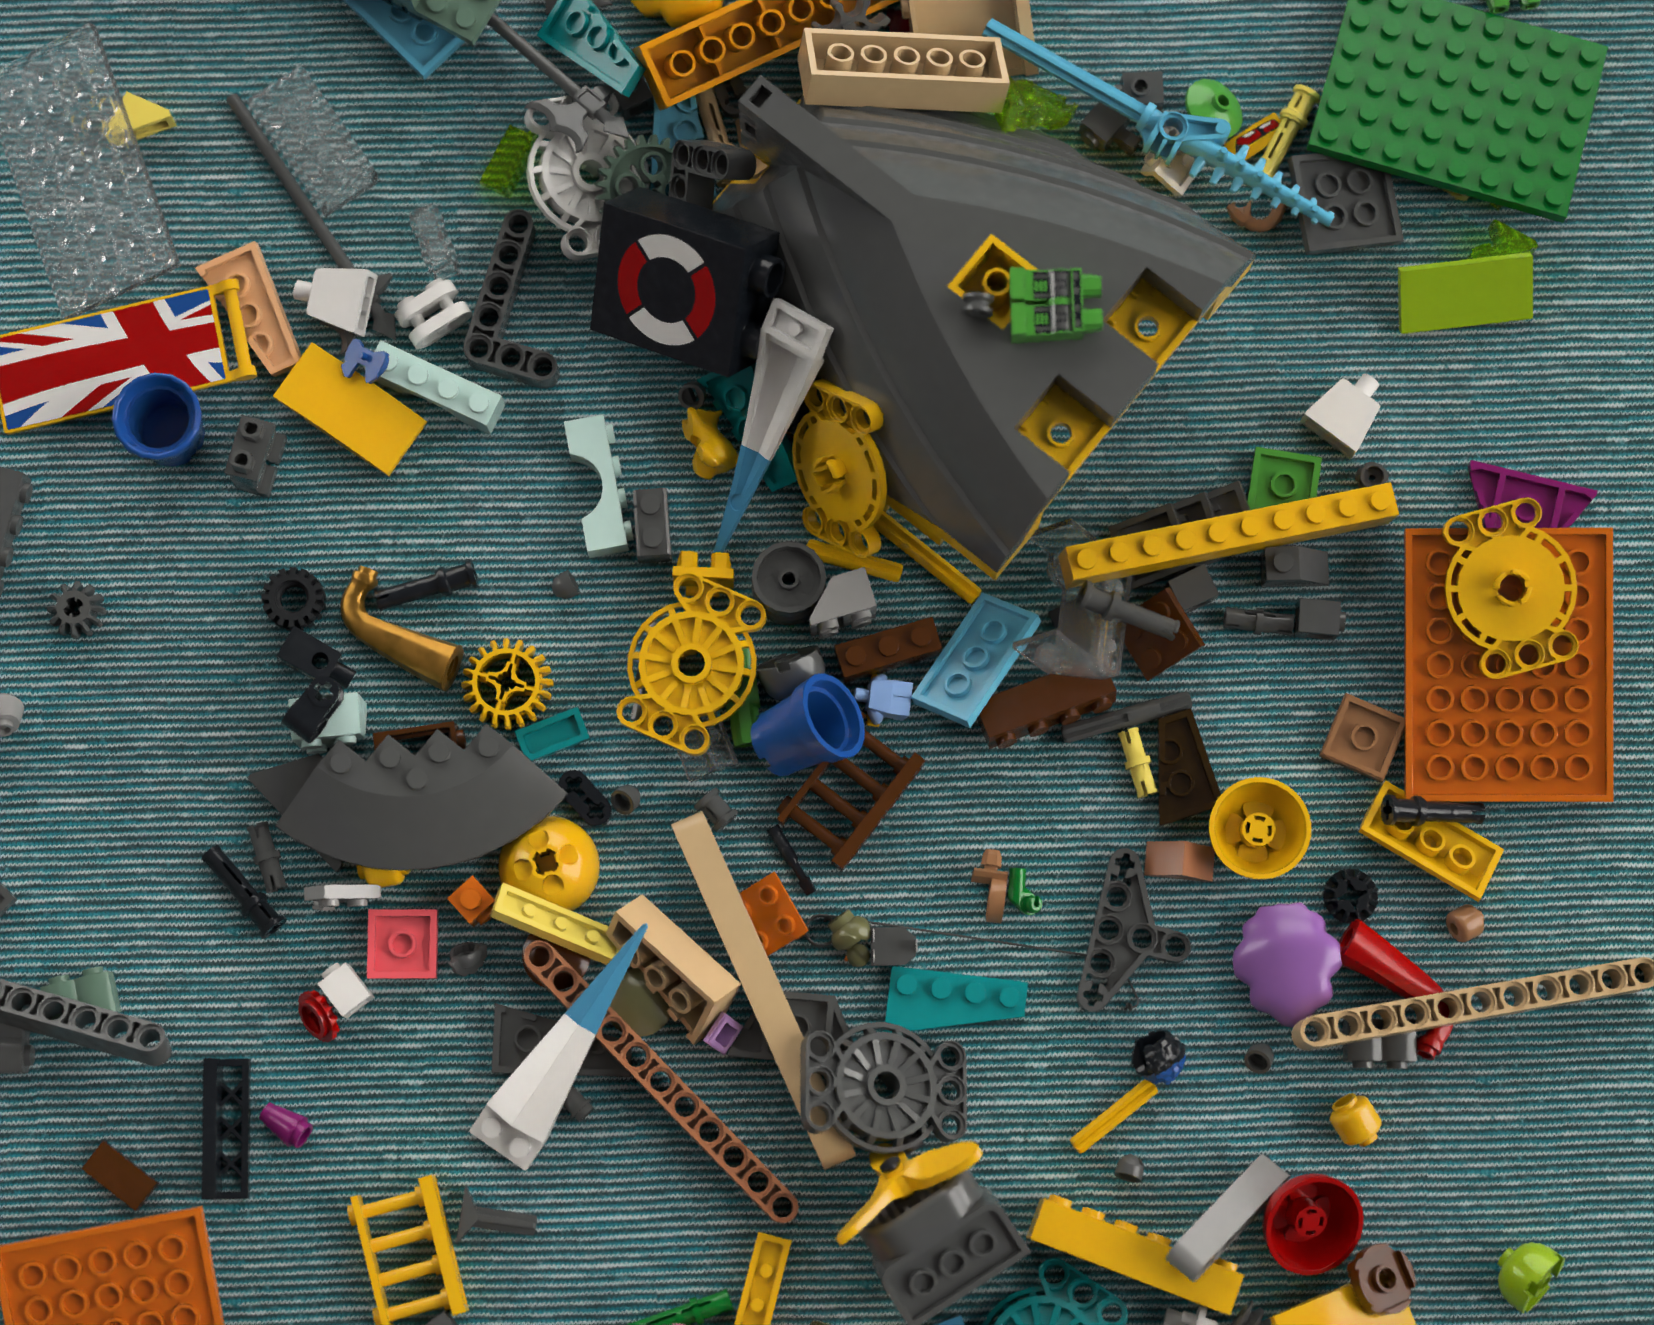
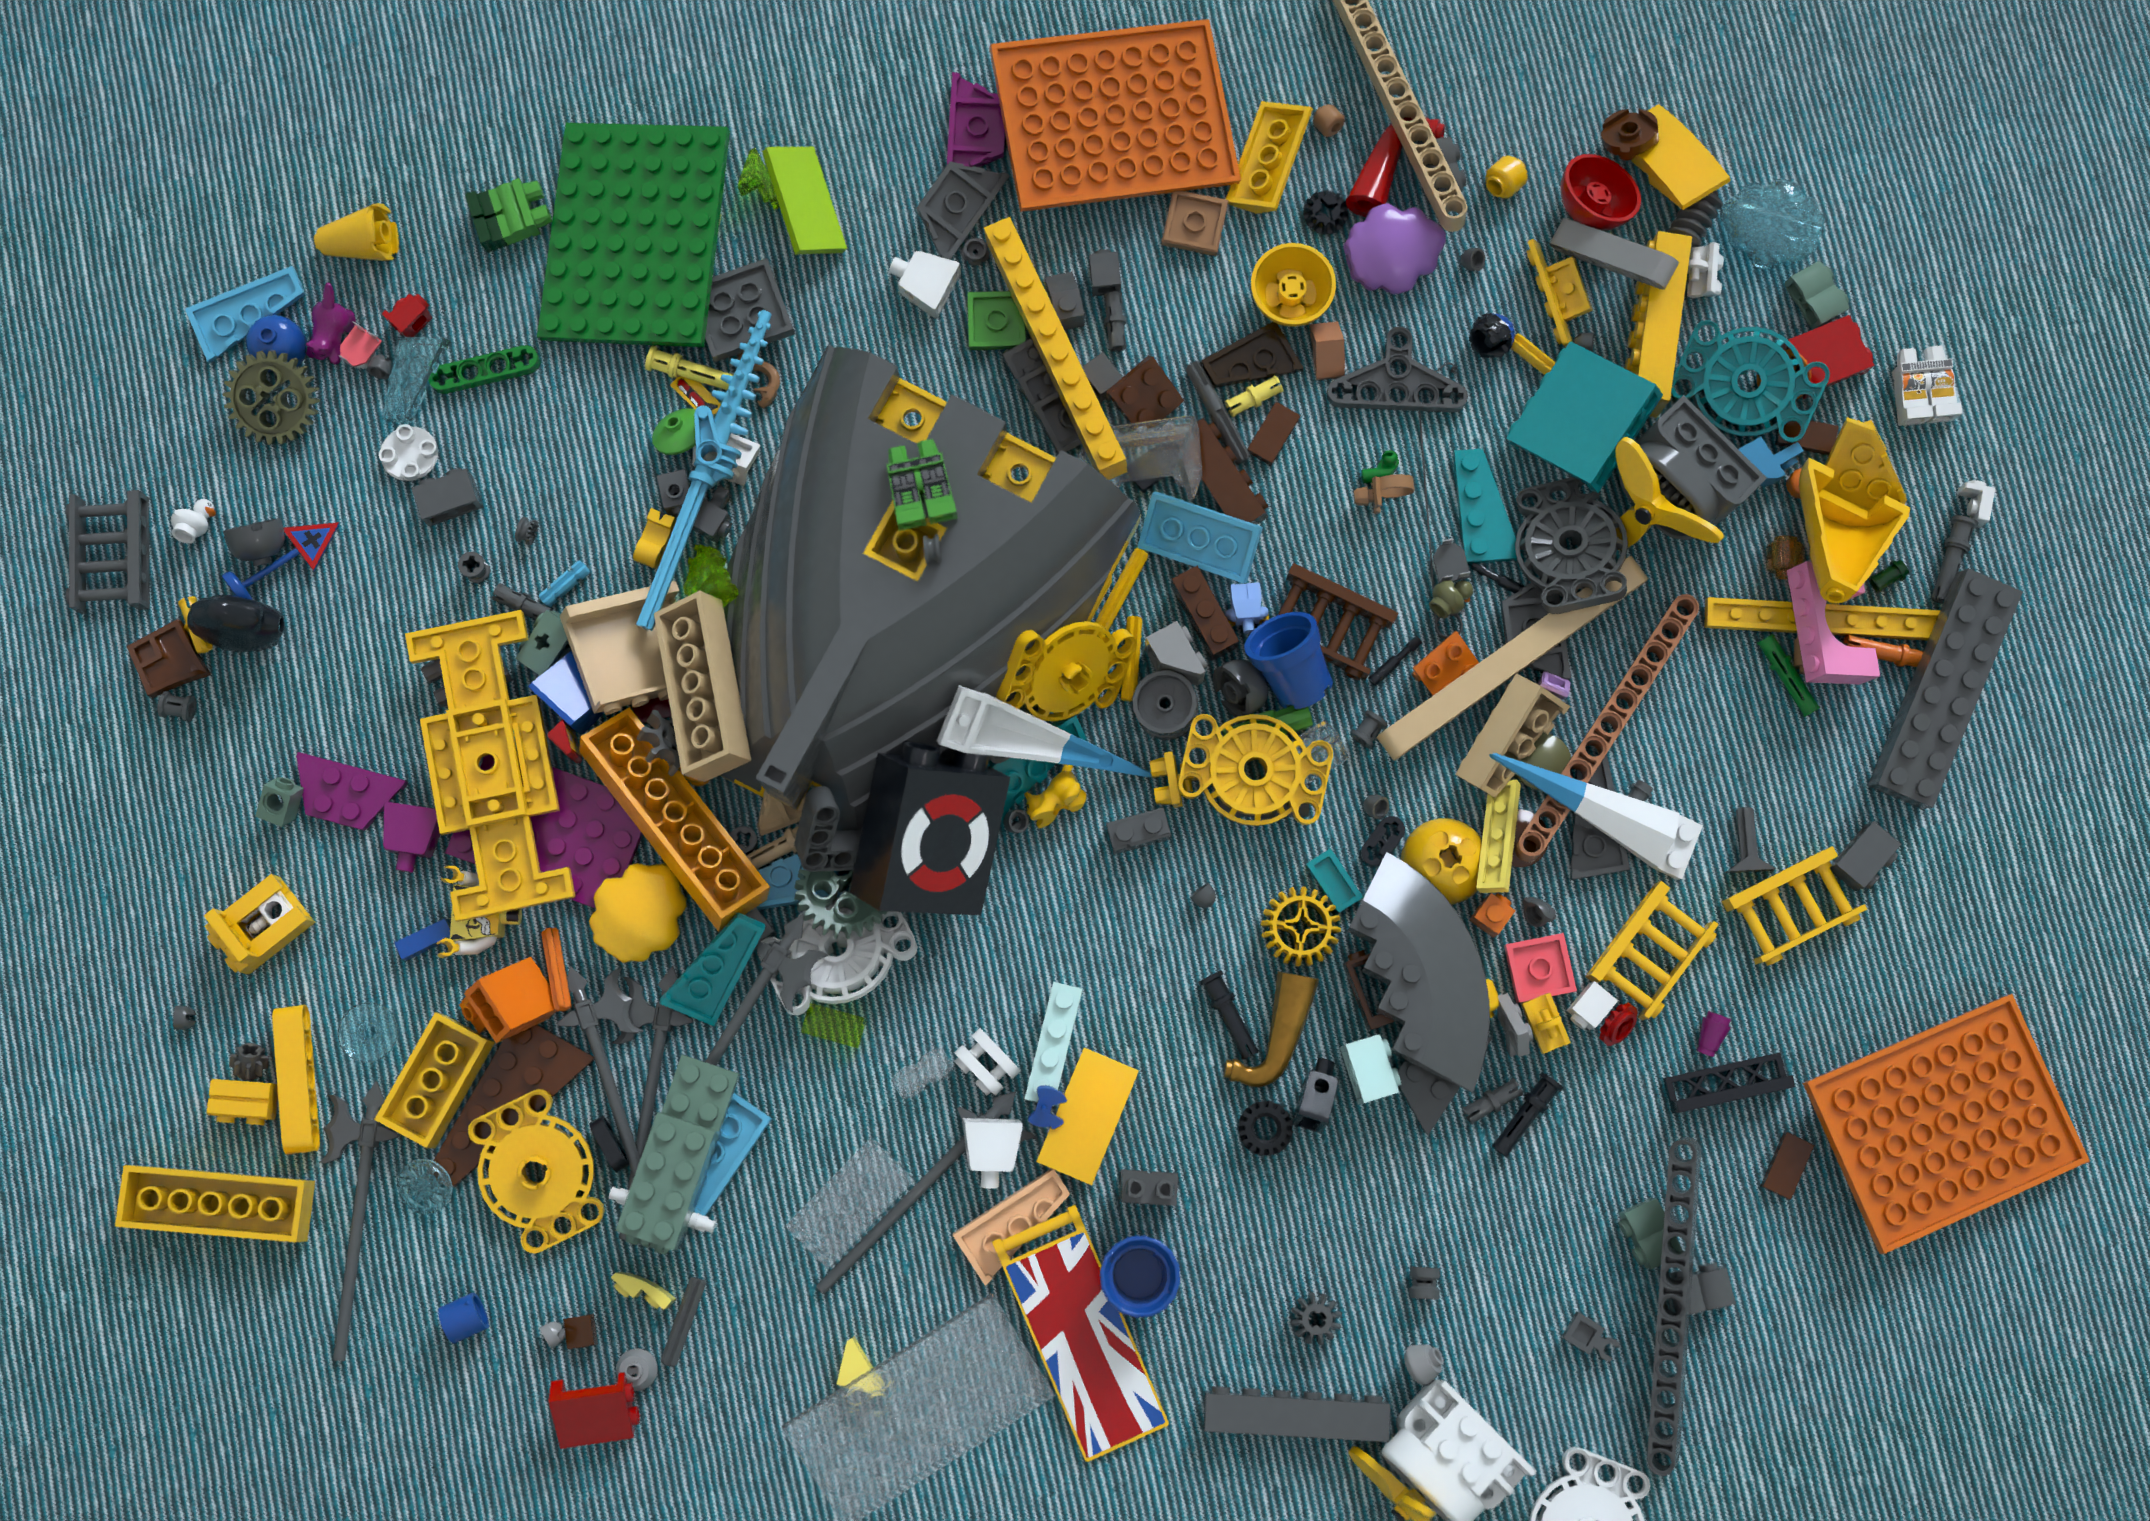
camera: 100 degrees left, 0 degrees up
(86, 736) = (1424, 1283): none -> dark grey wheel
(310, 715) = (1375, 1076): black piece -> none
(337, 933) = (1545, 1023): none -> yellow hips
(426, 1070) = (1622, 946): none -> yellow fence
(502, 306) = (970, 1002): dark grey beam -> none
(590, 445) = (1147, 871): light aqua arch -> none
(862, 1005) = (1501, 580): none -> black piece
(1033, 1133) = (1583, 414): none -> teal panel
(1089, 777) = (1273, 433): none -> reddish brown tile
(1094, 60) = (654, 538): none -> yellow leg
(1113, 606) = (1138, 426): dark grey pin -> none
(1200, 1154) = (1563, 290): none -> yellow bracket
(1418, 811) = (1249, 167): black pin -> none
(1431, 464) = (957, 204): none -> dark grey wing
(1480, 575) = (1048, 139): yellow piece -> none
(1527, 1274) = (1596, 27): lime cylinder -> none

